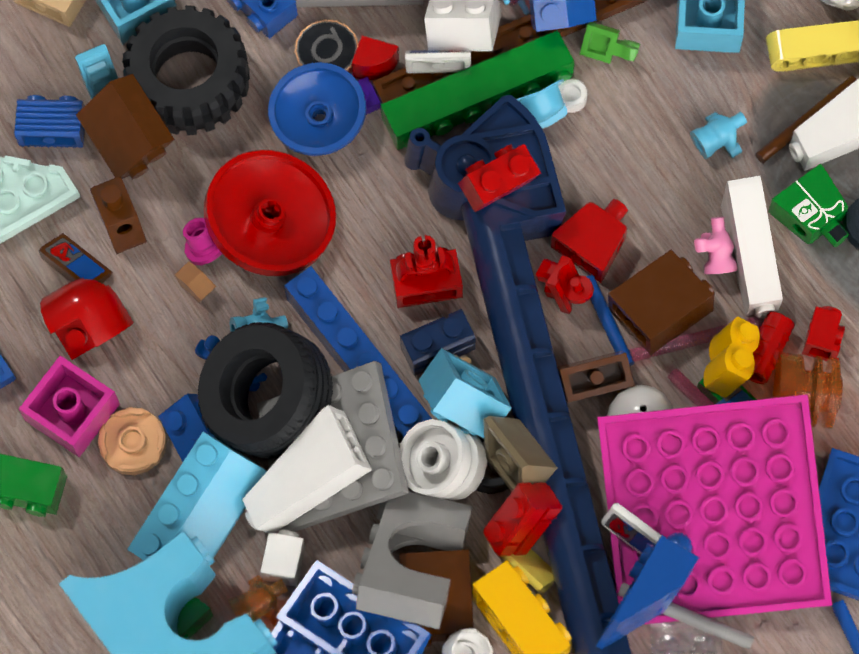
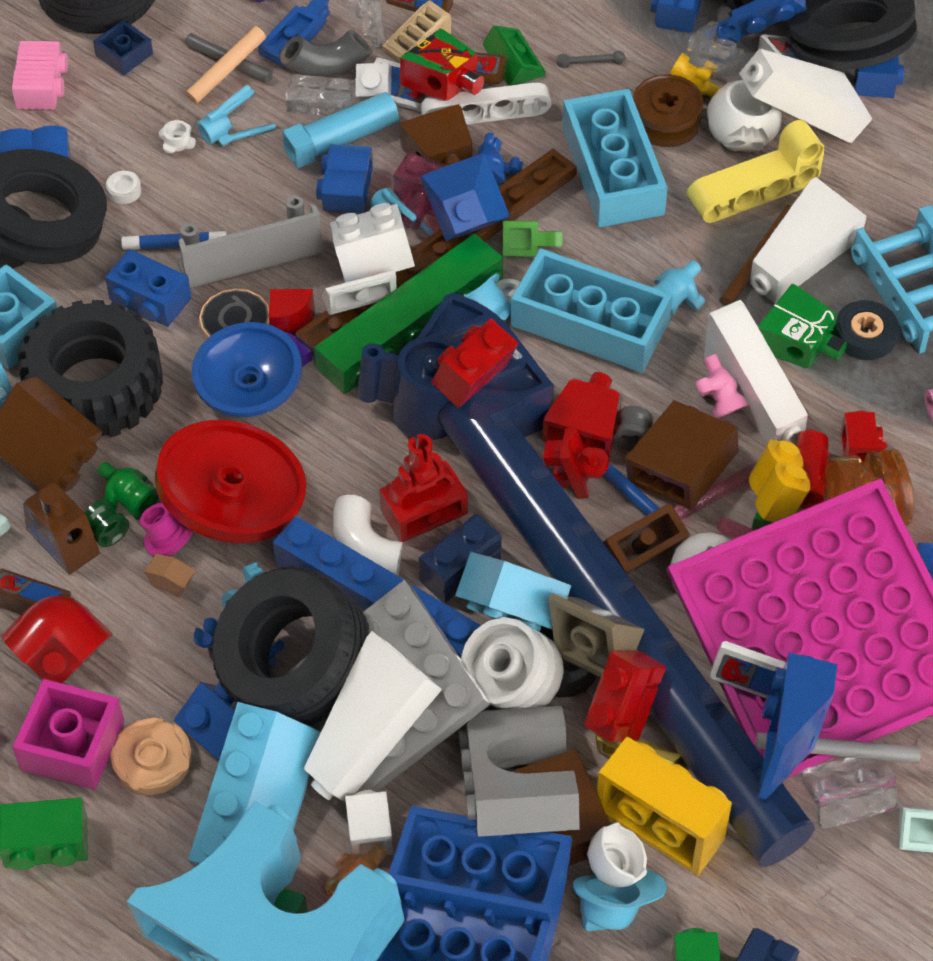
camera: 20 degrees left, 15 degrees down
(156, 218) = (106, 523): none -> dark green wheel
(184, 191) = (128, 488): none -> green piece
(360, 299) = (354, 530): none -> white cylinder
(629, 261) = (632, 426): none -> dark grey wheel
(633, 136) = (591, 310): none -> medium azure brick

